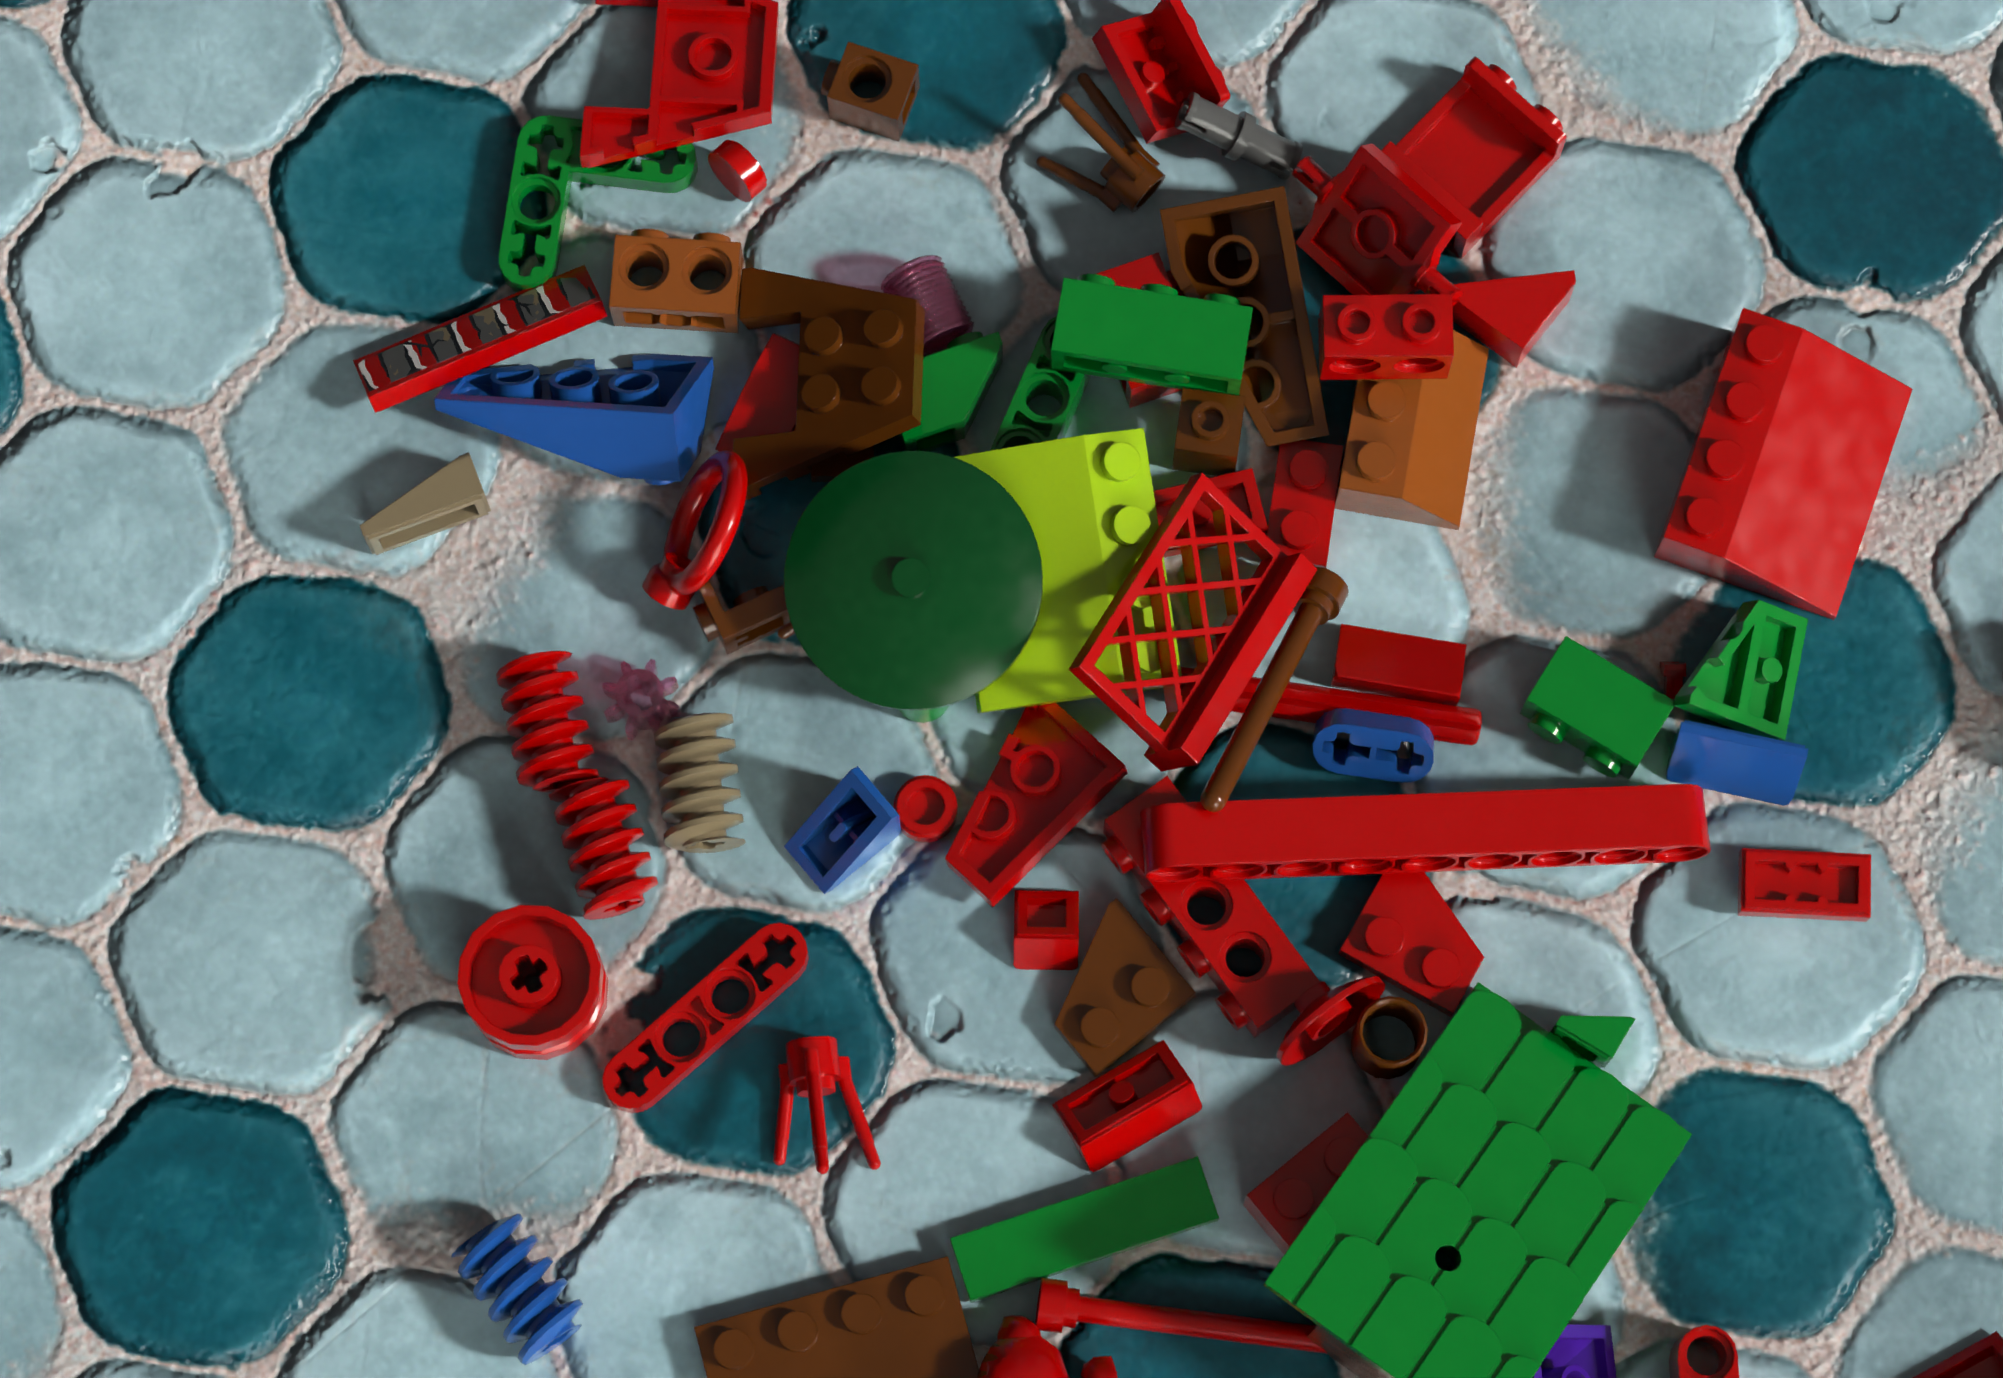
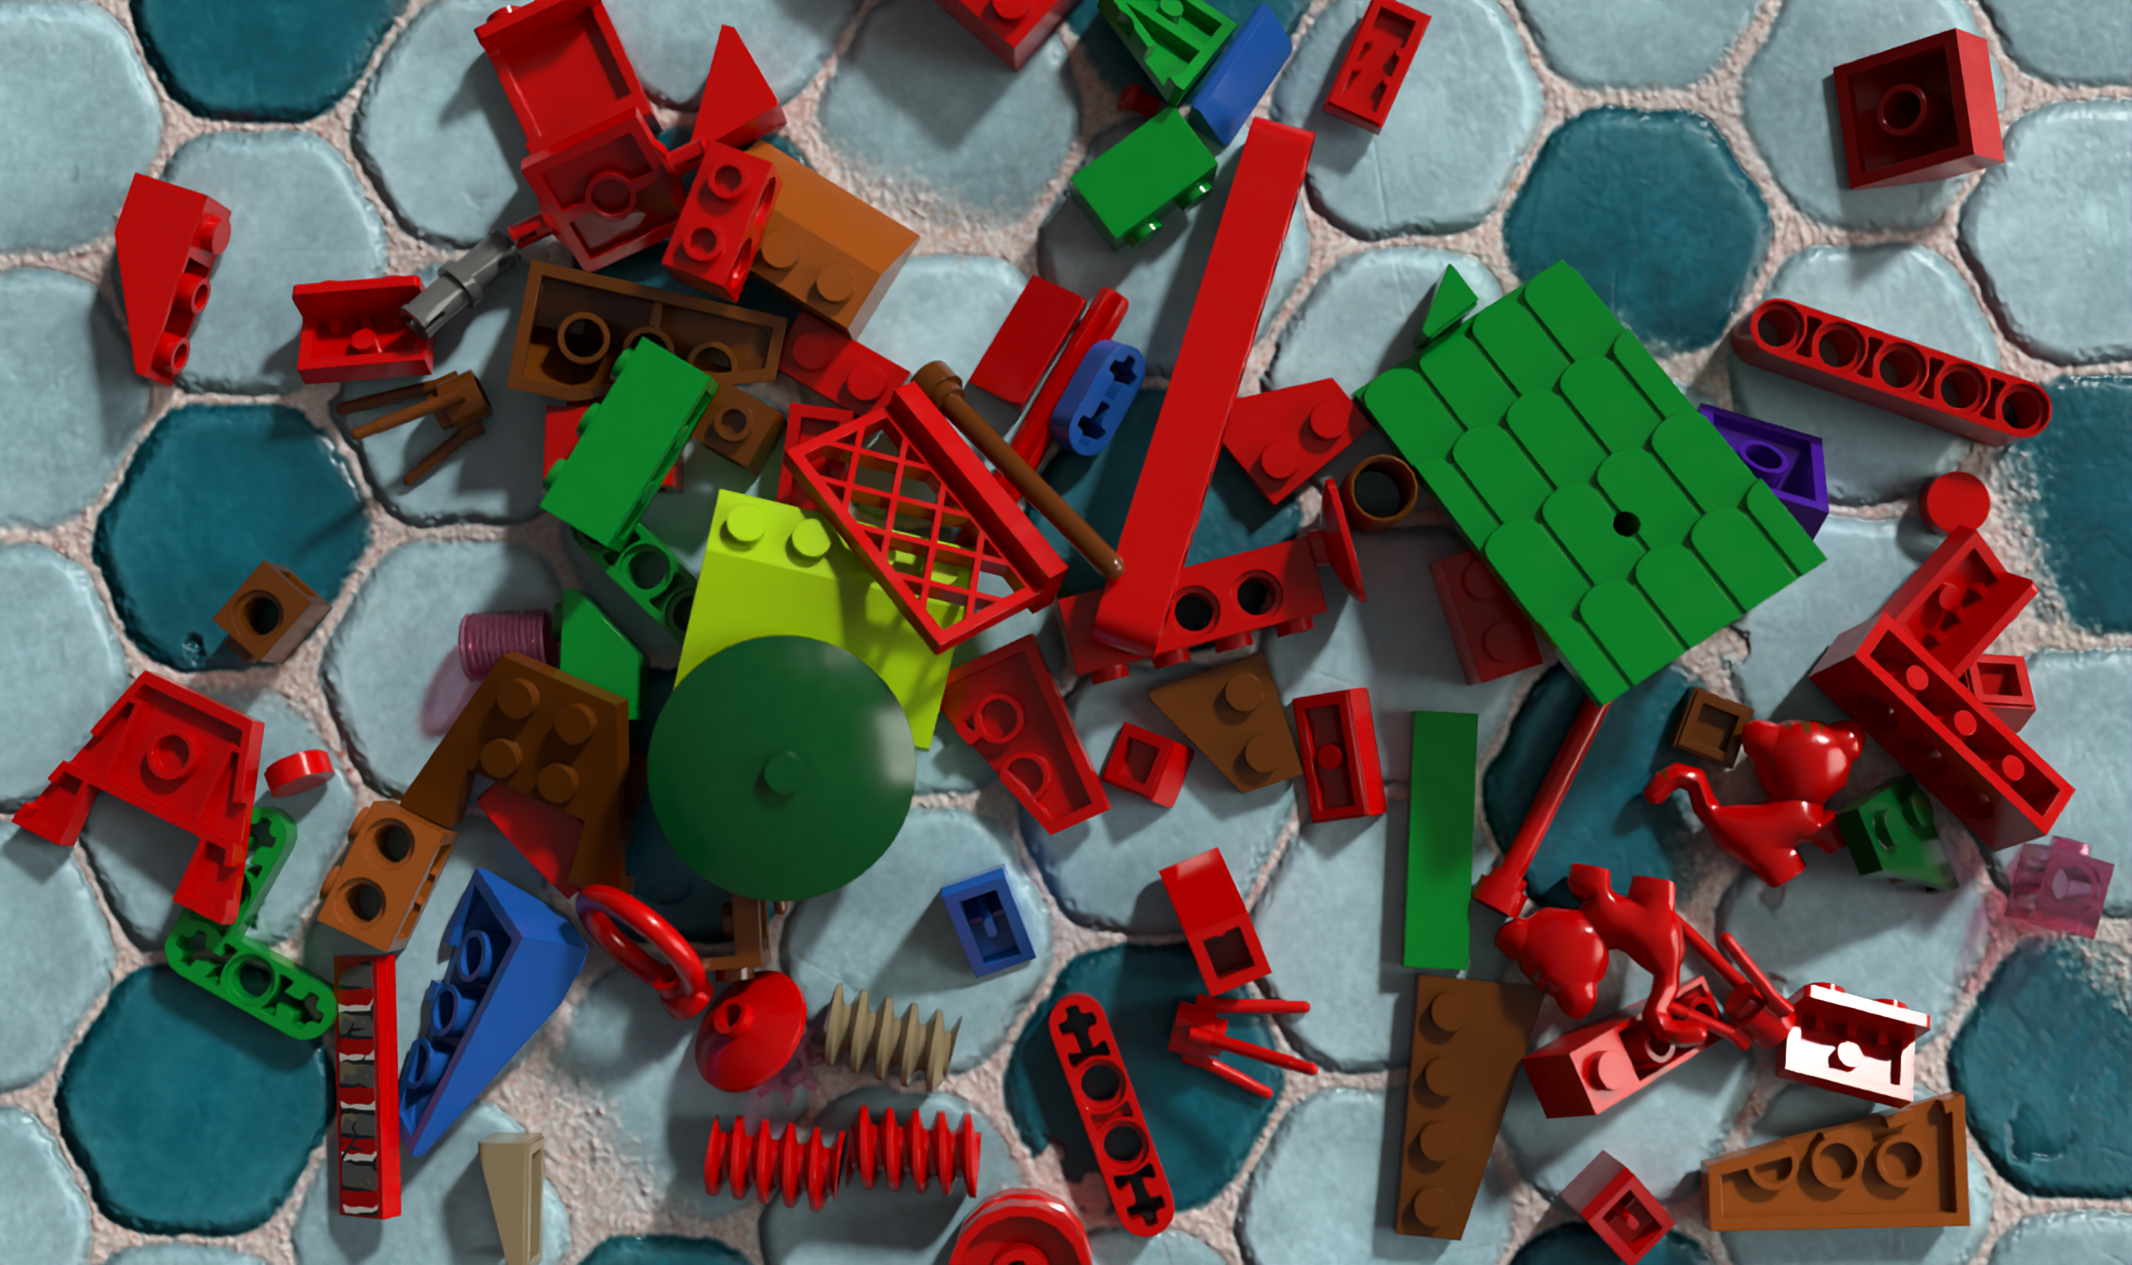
camera: 70 degrees left, 10 degrees up
(659, 654) = (750, 1032): none -> red dish
(922, 1039) = (1215, 922): none -> red slope
(926, 808) = (992, 833): red tile -> none

